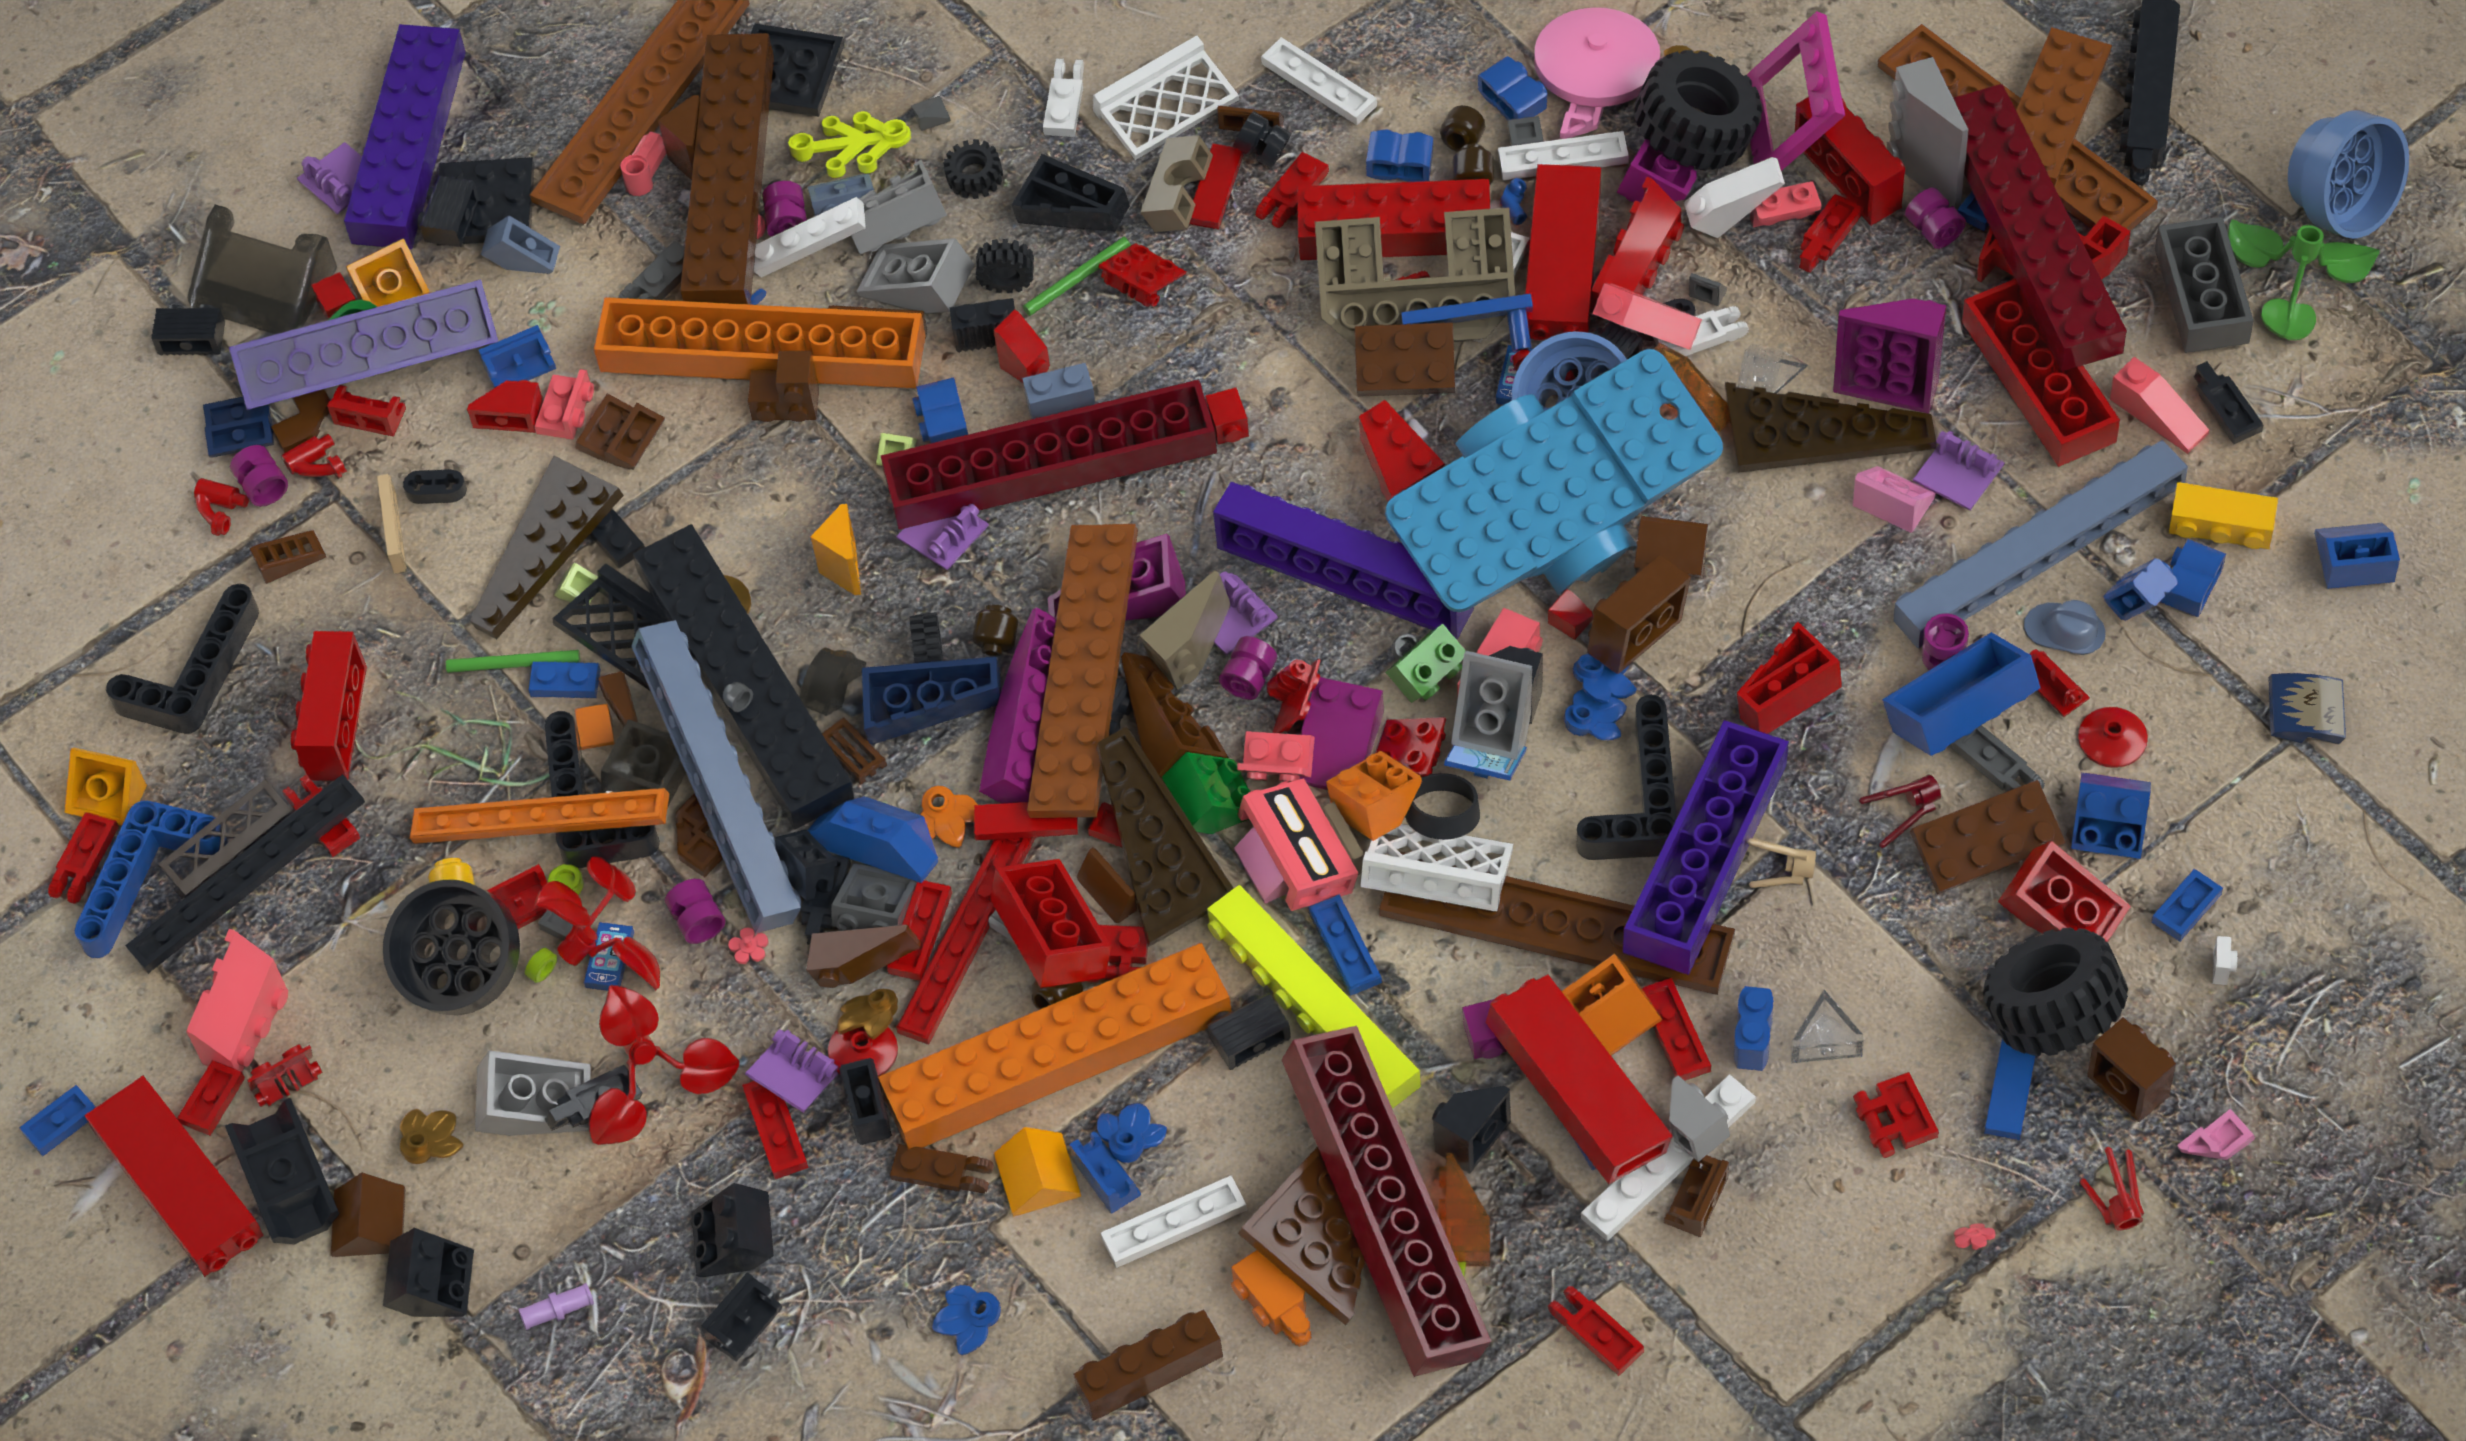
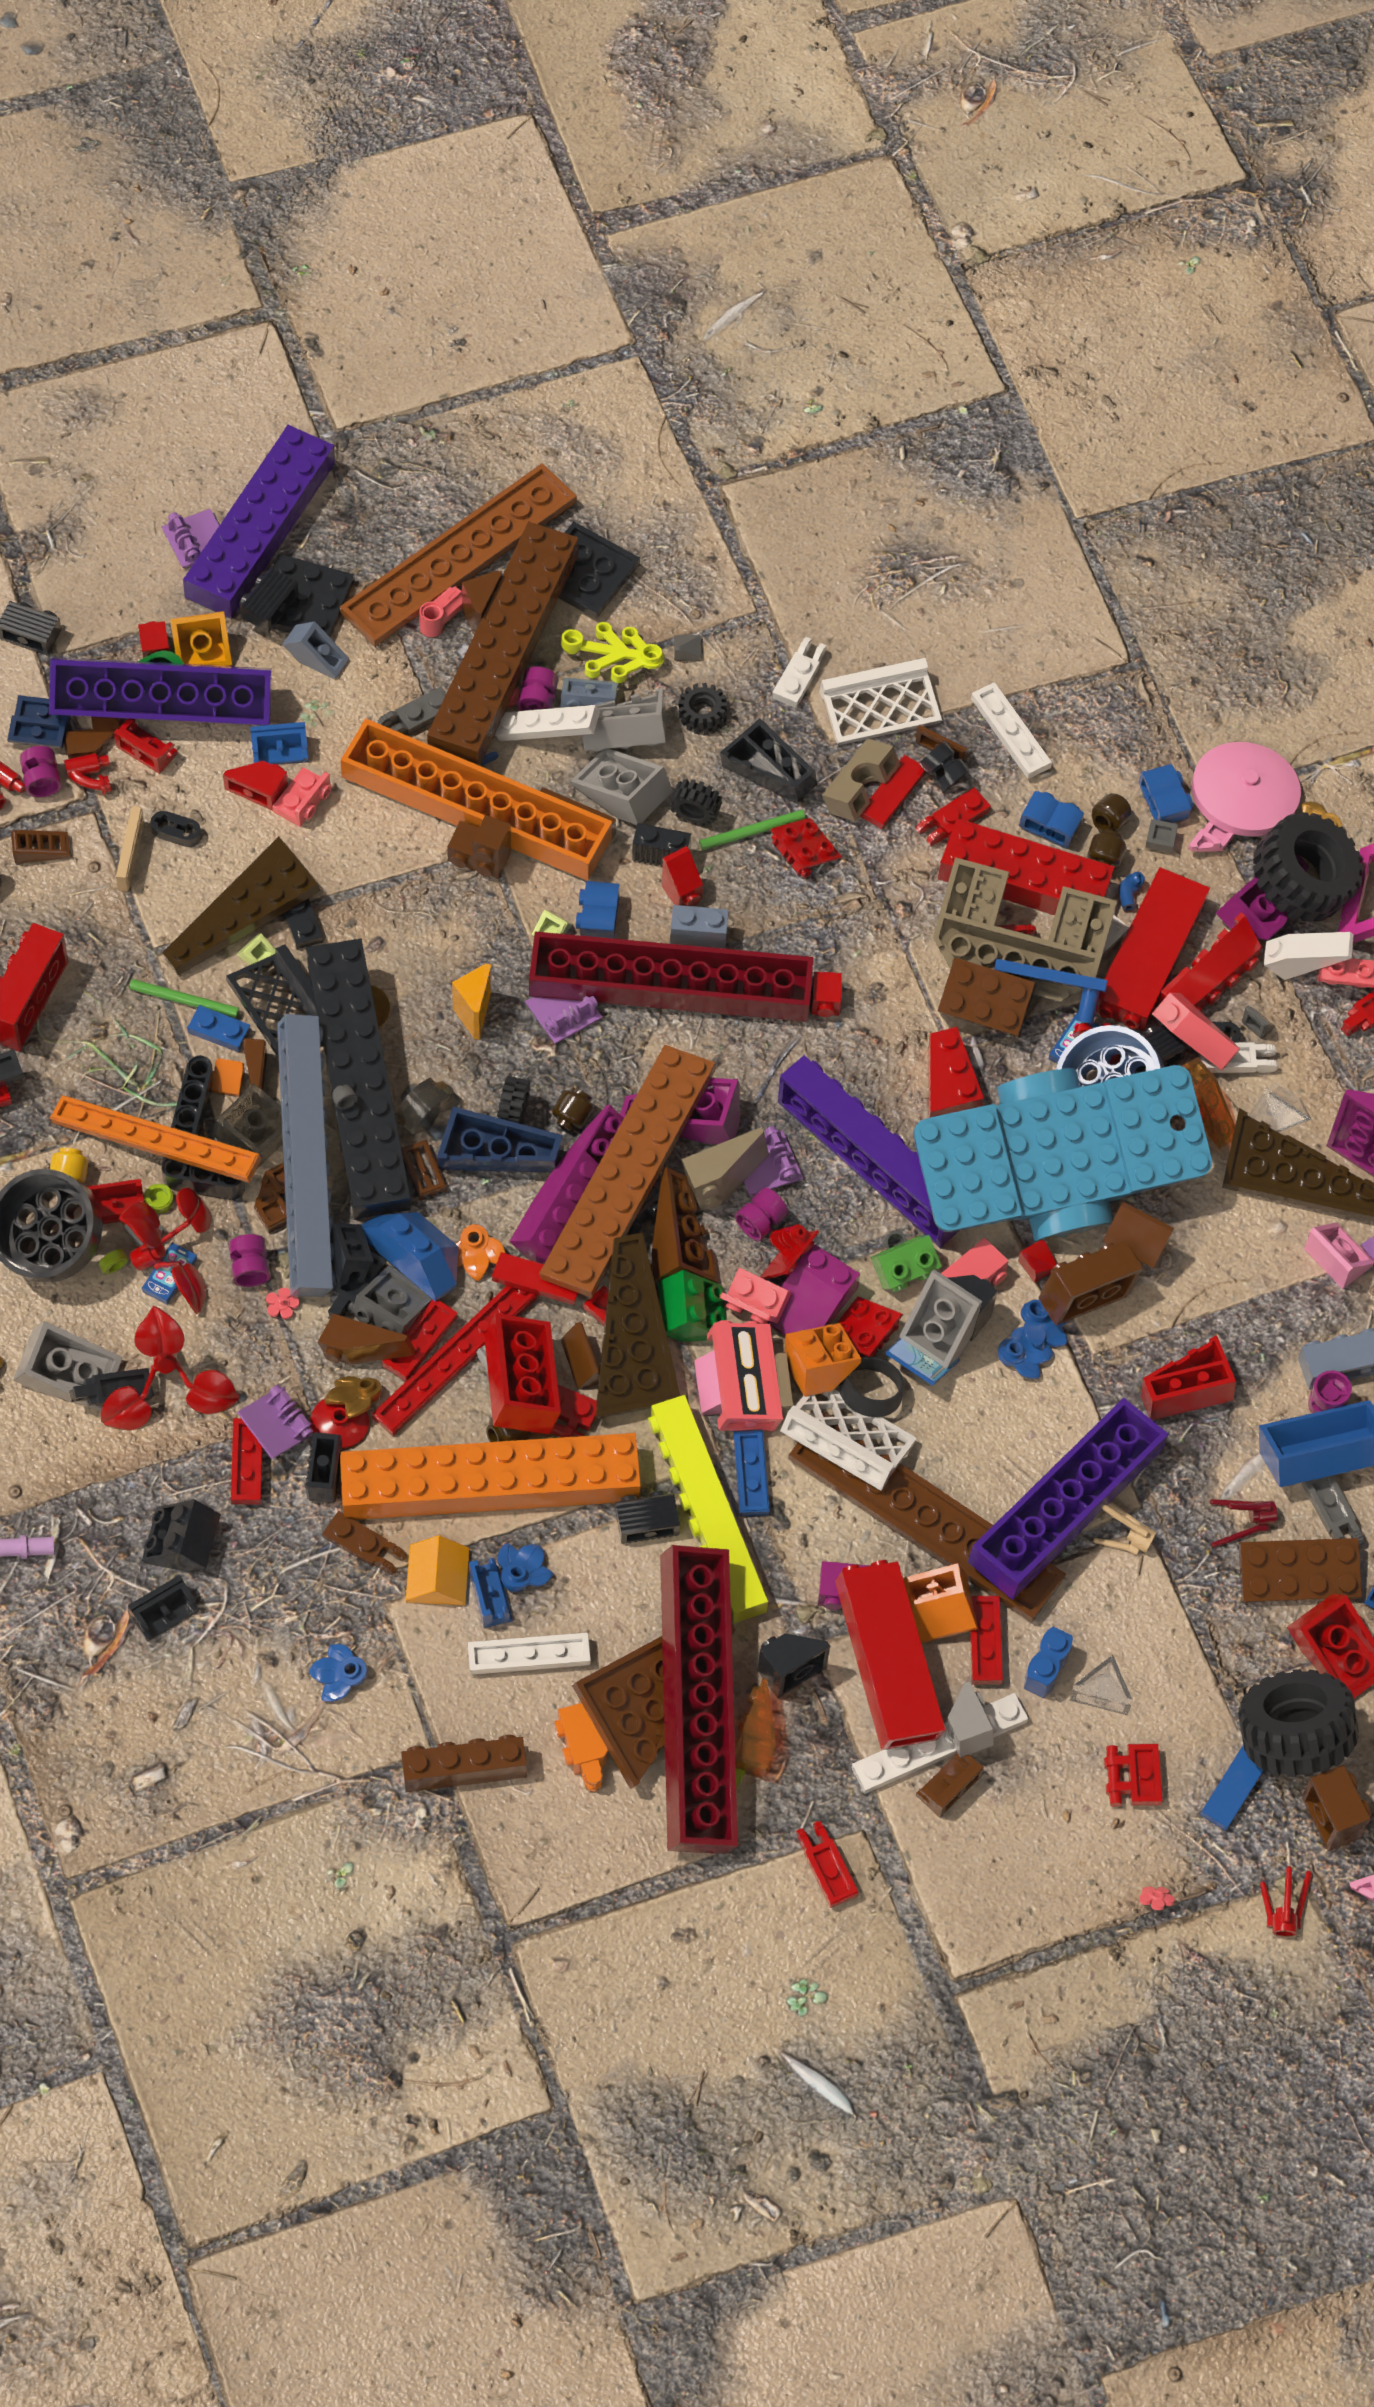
camera: 10 degrees right, 5 degrees up
(256, 279) = (97, 604): clear smoke windscreen -> none
(619, 432) = (338, 834): reddish brown slope -> none
(1590, 150) = (1192, 865): white plate -> none
(1653, 790) = (1046, 1434): black beam -> none

